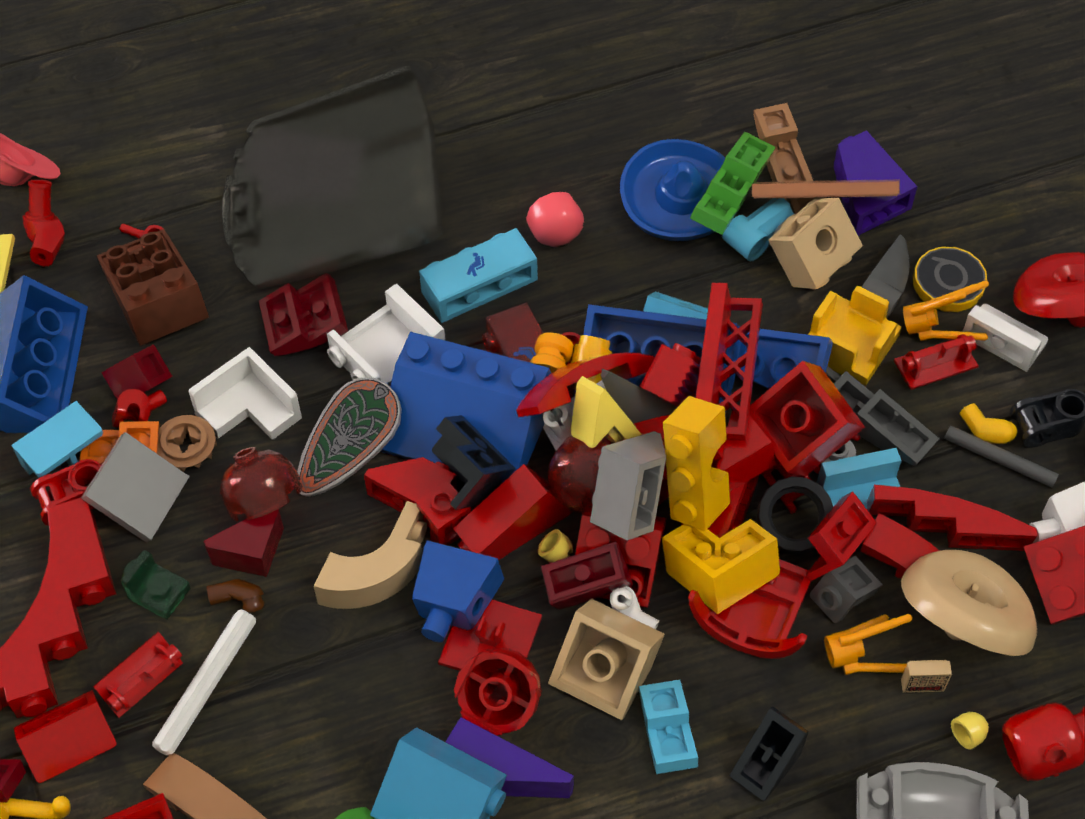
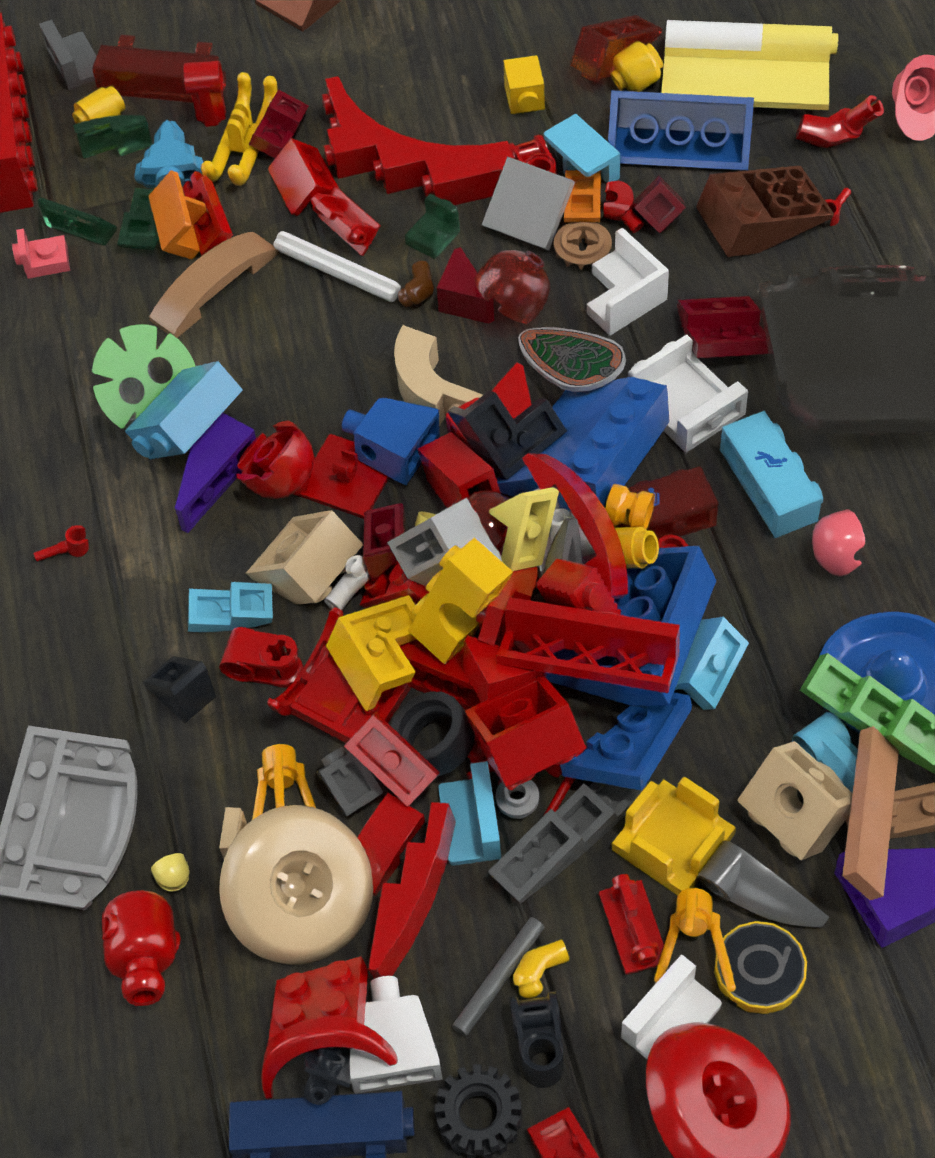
camera: 100 degrees right, 0 degrees up
(729, 684) = (259, 656): none -> red piece

